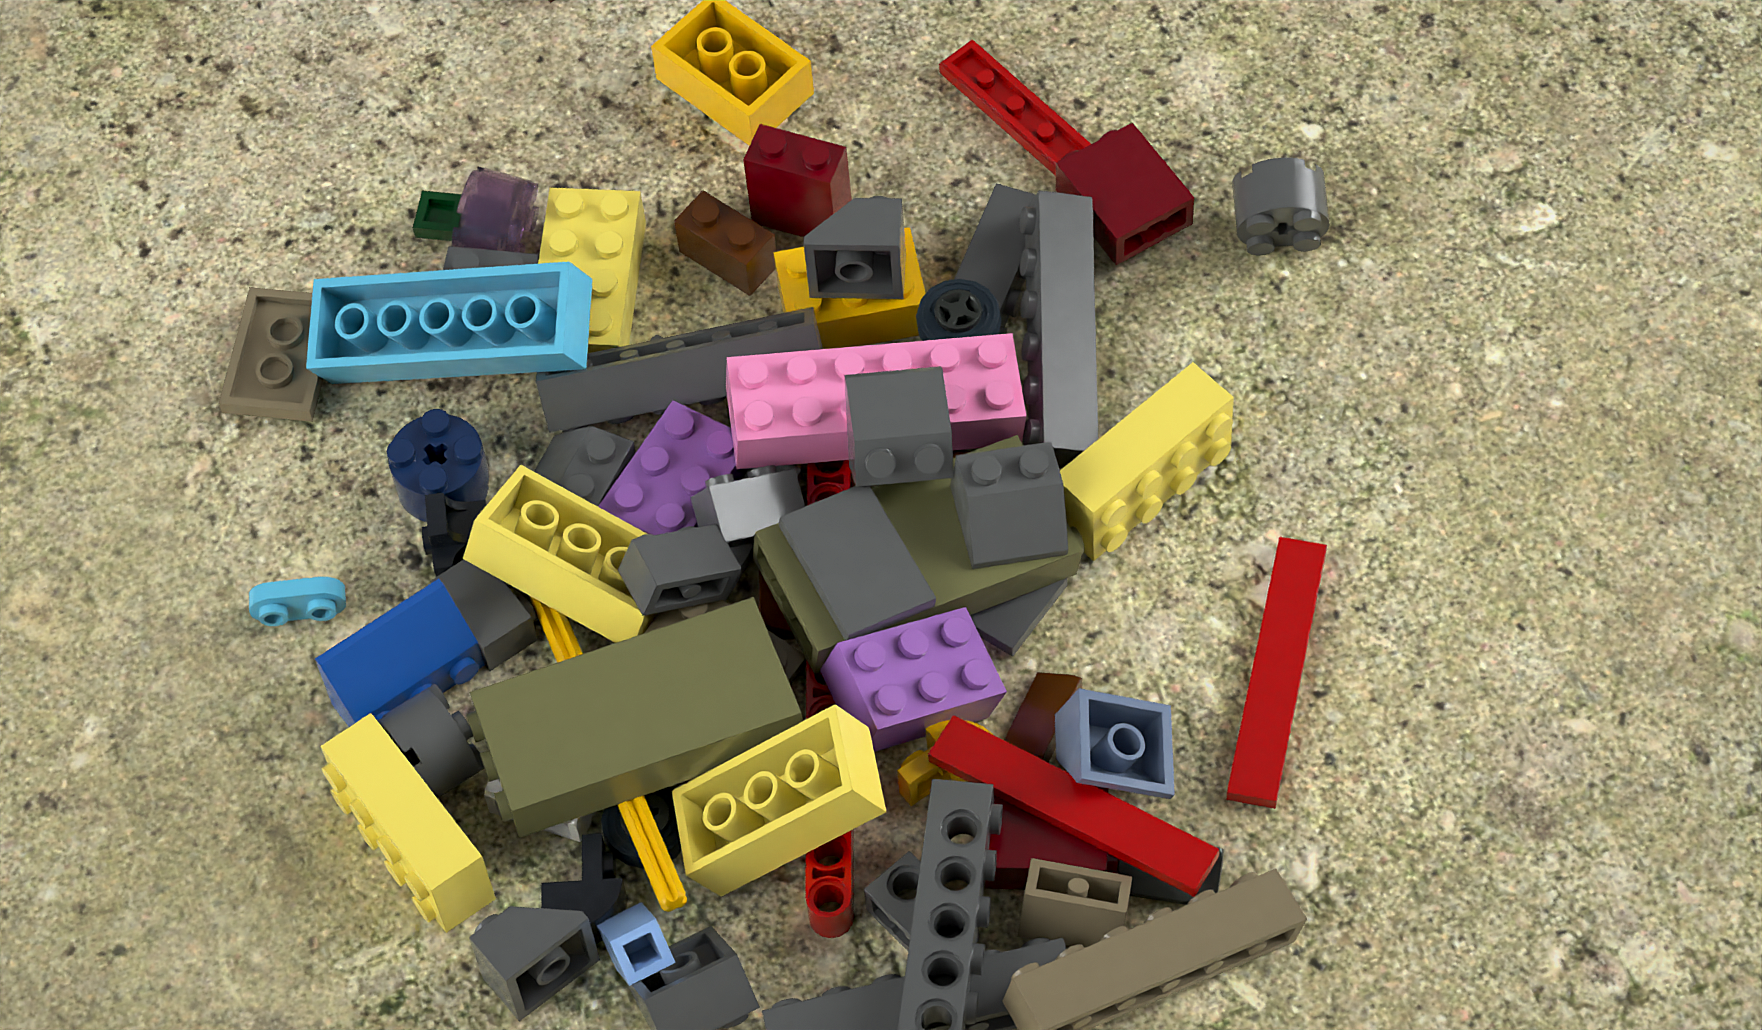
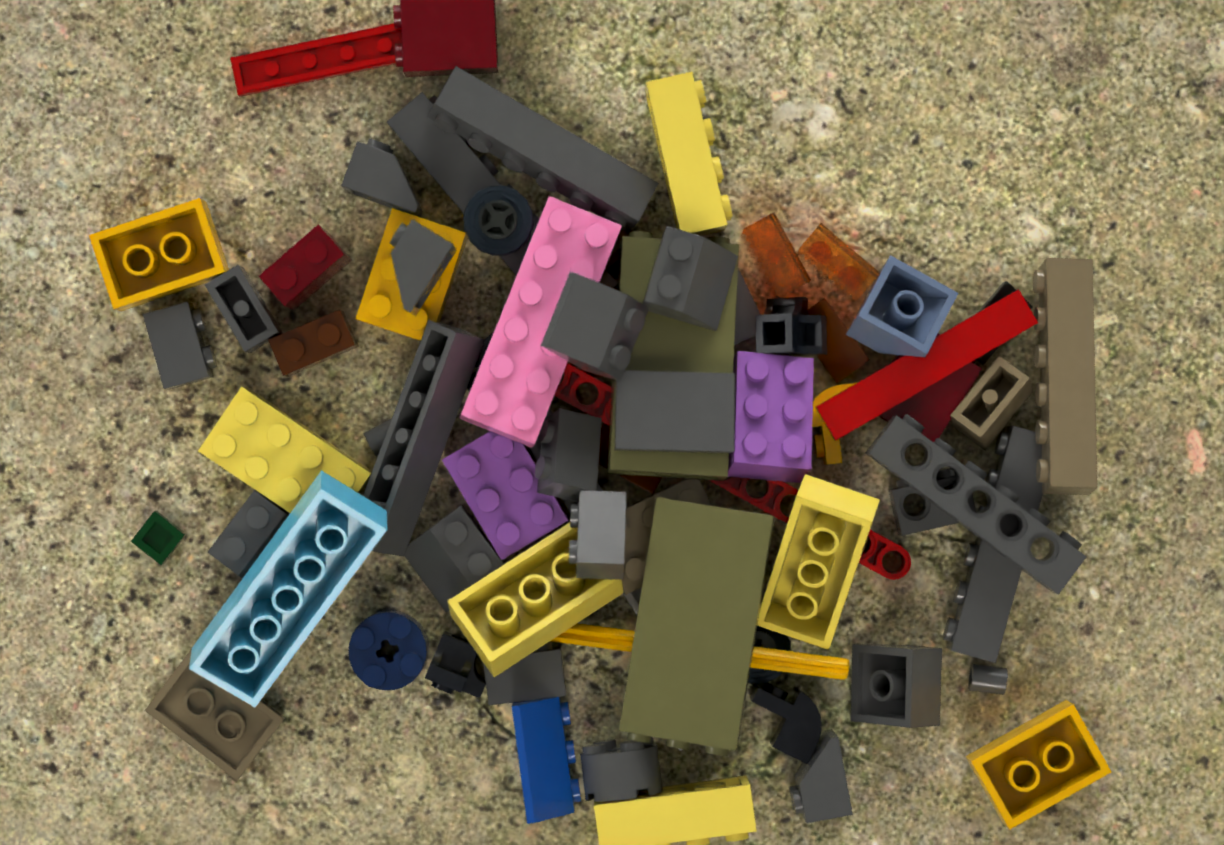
camera: 65 degrees left, 30 degrees up
(297, 600) = (434, 817): medium azure plate -> none
(496, 211) = (195, 502): clear purple brick -> none
(635, 943) = (849, 705): light blue brick -> none
(650, 135) = (180, 345): none -> dark grey brick
(718, 159) = (243, 308): none -> dark grey brick
(936, 205) = (379, 177): none -> dark grey slope
(1025, 660) = (790, 330): none -> black brick
(1095, 609) = (775, 256): none -> clear orange brick
(1129, 654) = (837, 263): none -> clear orange brick
(1276, 673) = (886, 159): red tile -> none

